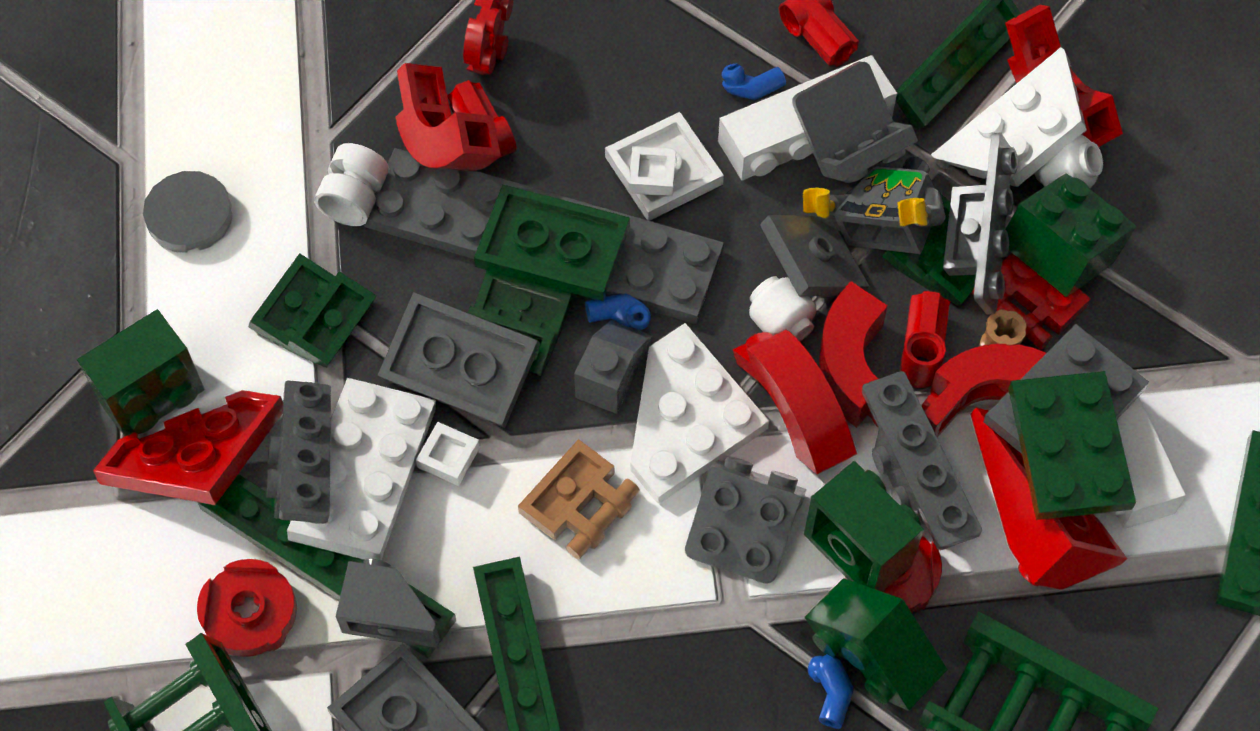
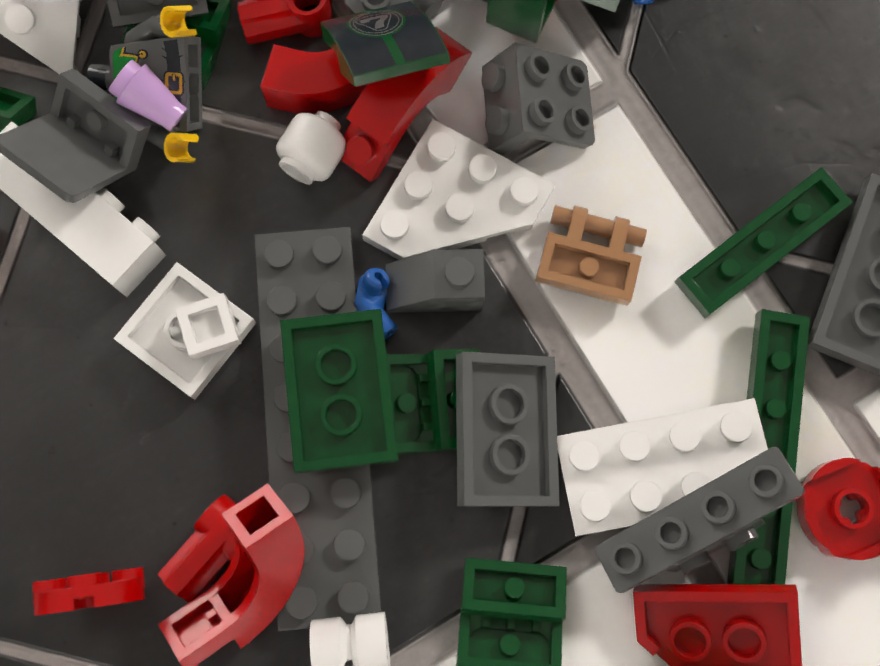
camera: 120 degrees left, 15 degrees up
(383, 606) = (805, 363): dark grey slope -> none
(448, 453) = (605, 395): white plate -> none
(751, 87) = (47, 286): blue arm -> none
(812, 254) = (242, 136): dark grey plate -> none
(832, 366) = (384, 43): none -> black slope
(867, 183) = (146, 95): none -> lavender cone

